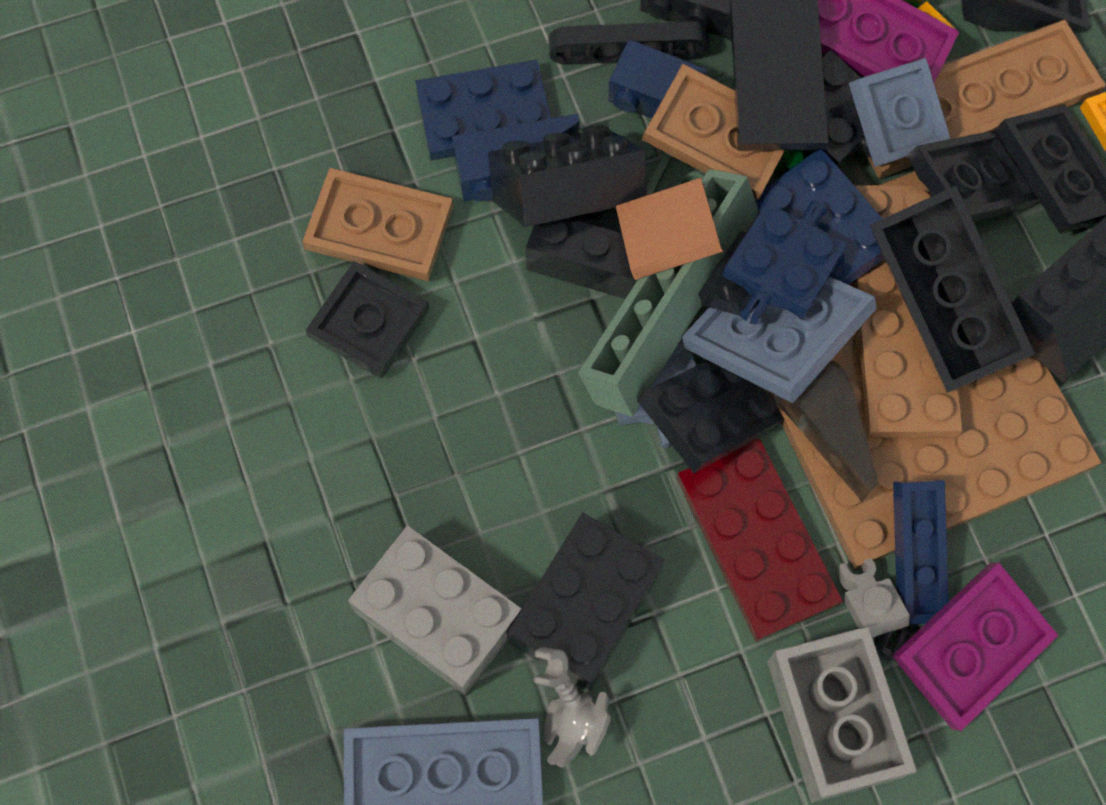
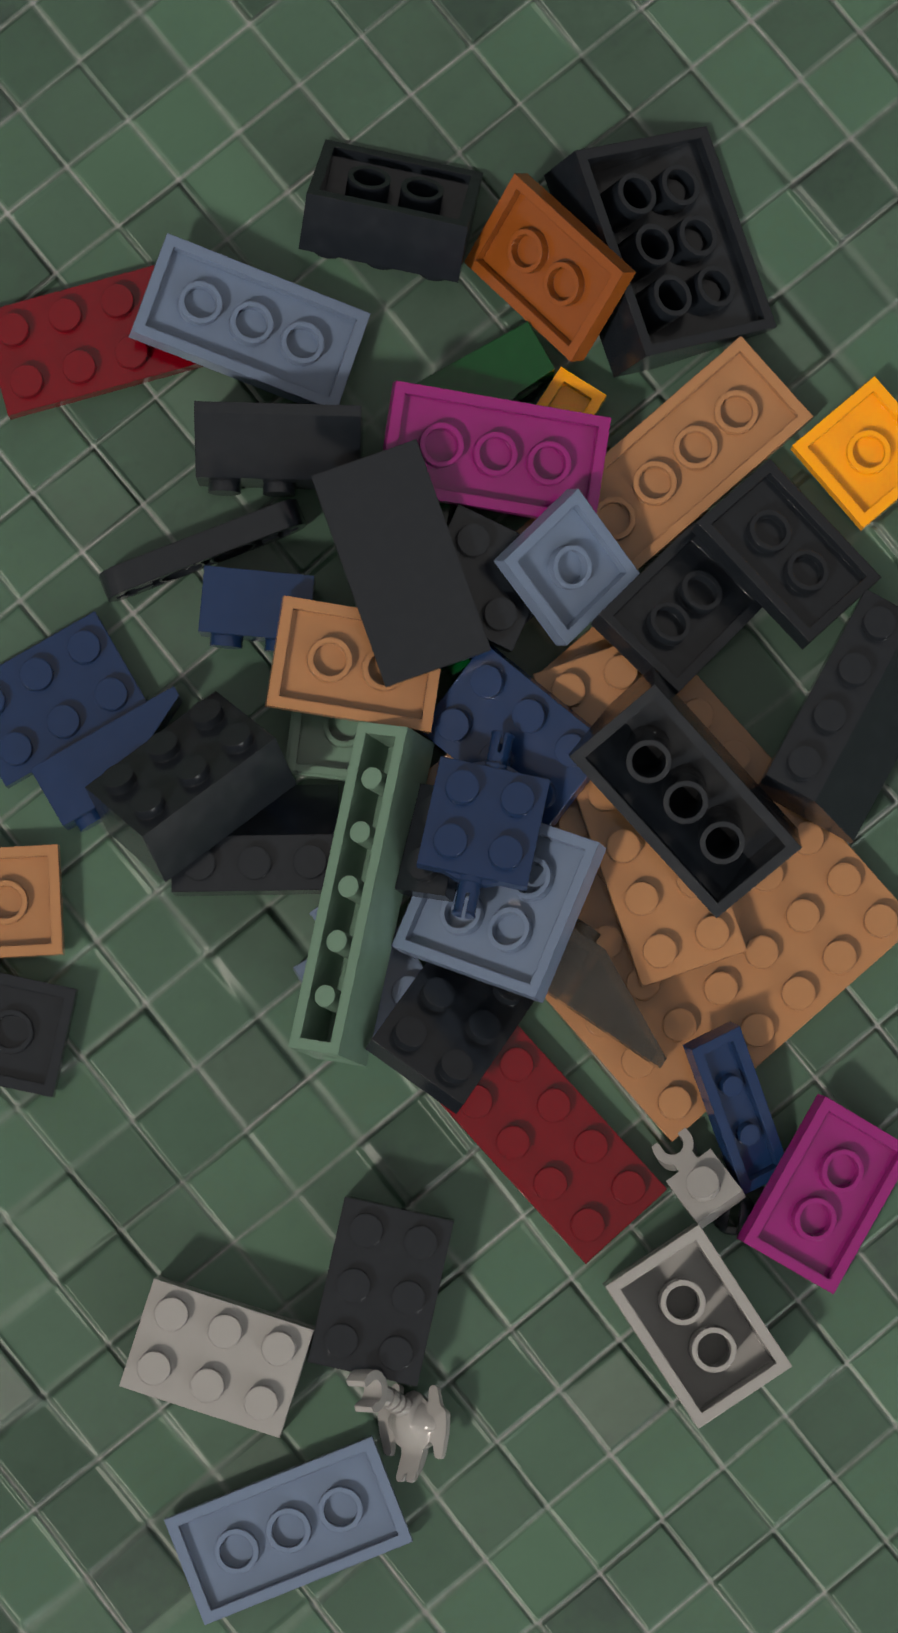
camera: 20 degrees left, 15 degrees up
(668, 229) = (334, 827): nougat tile -> none

